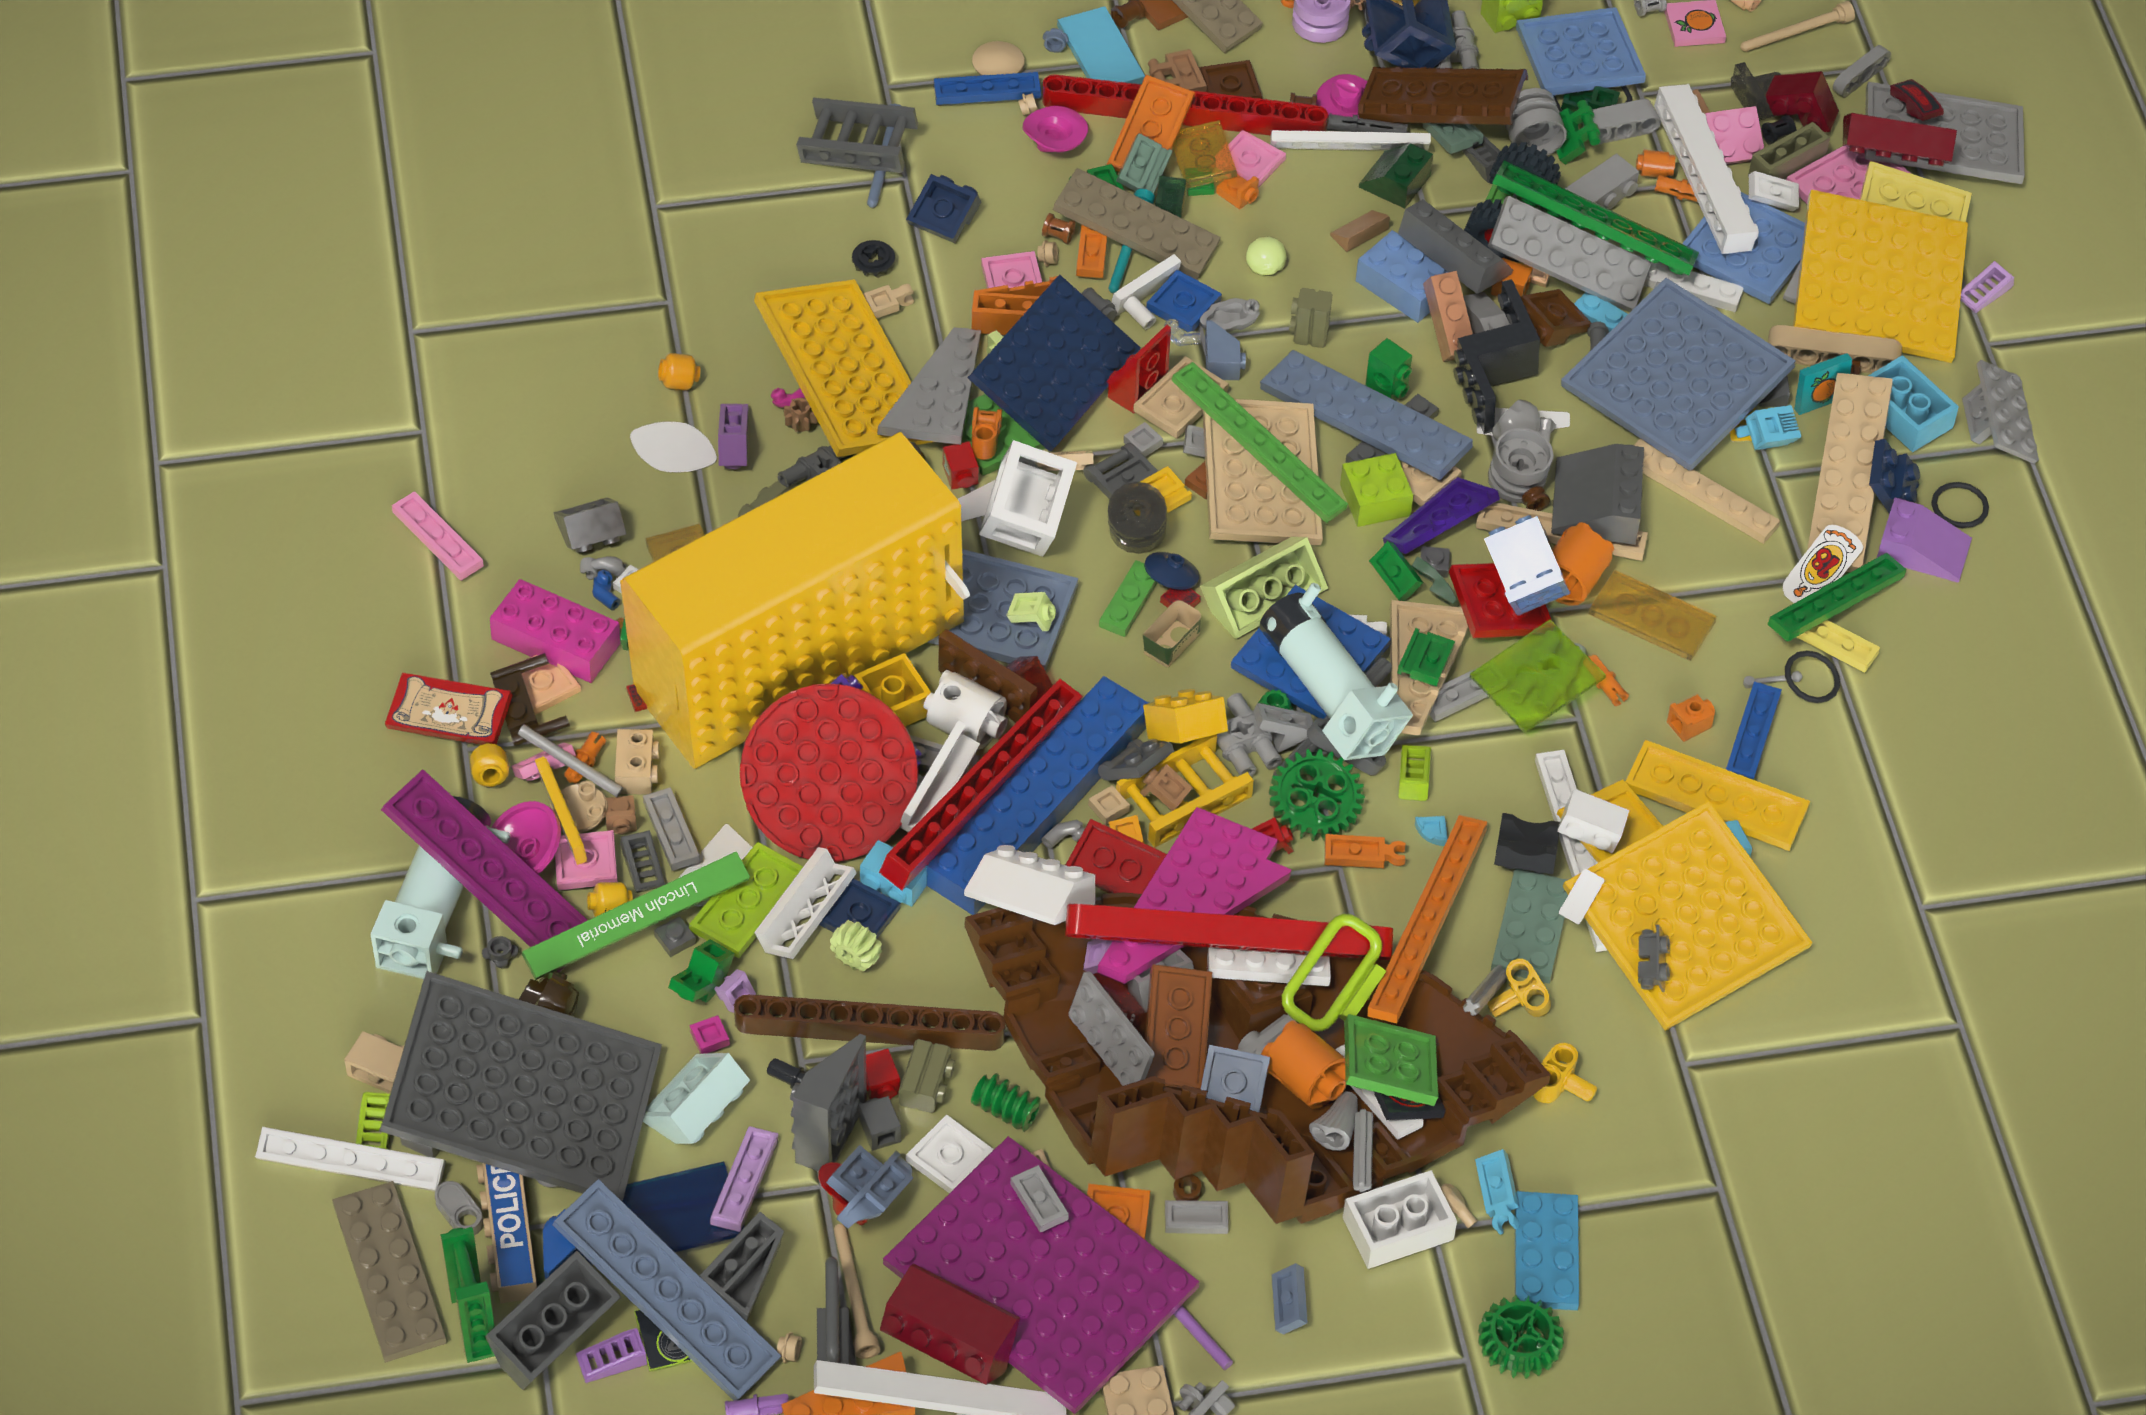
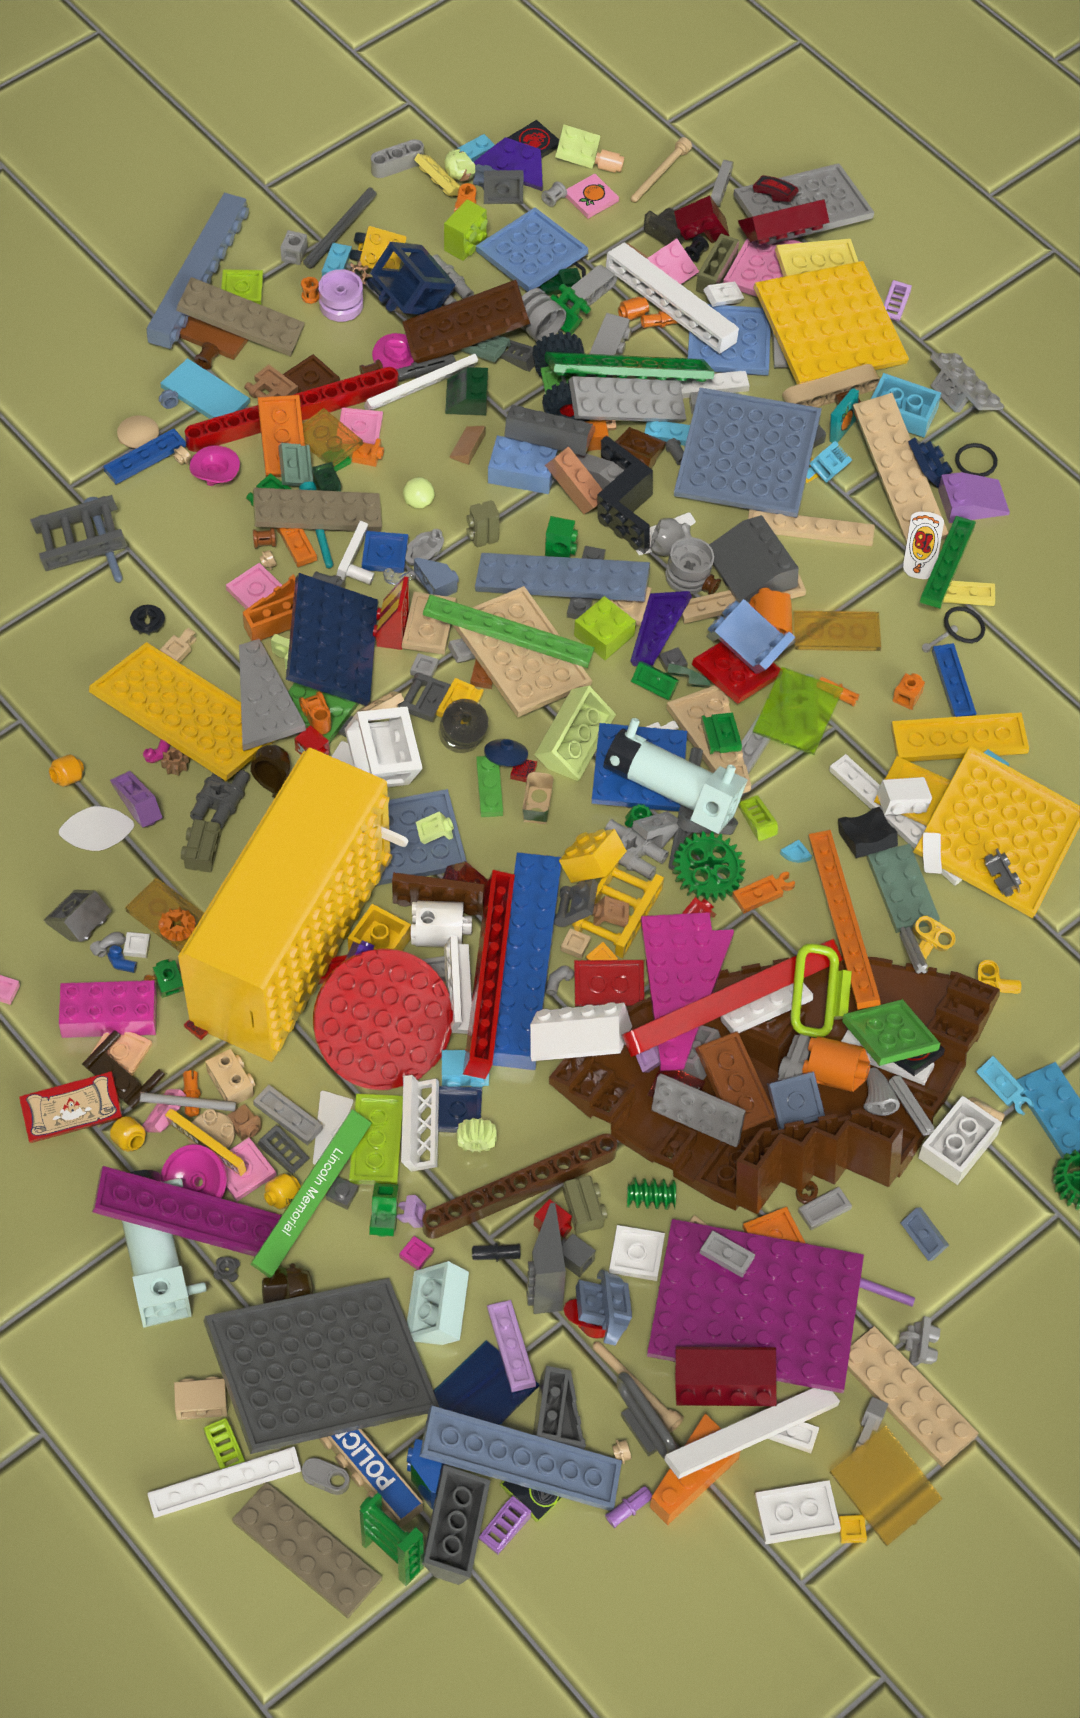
camera: 30 degrees left, 5 degrees up
(944, 207) = (174, 559): dark blue plate -> none

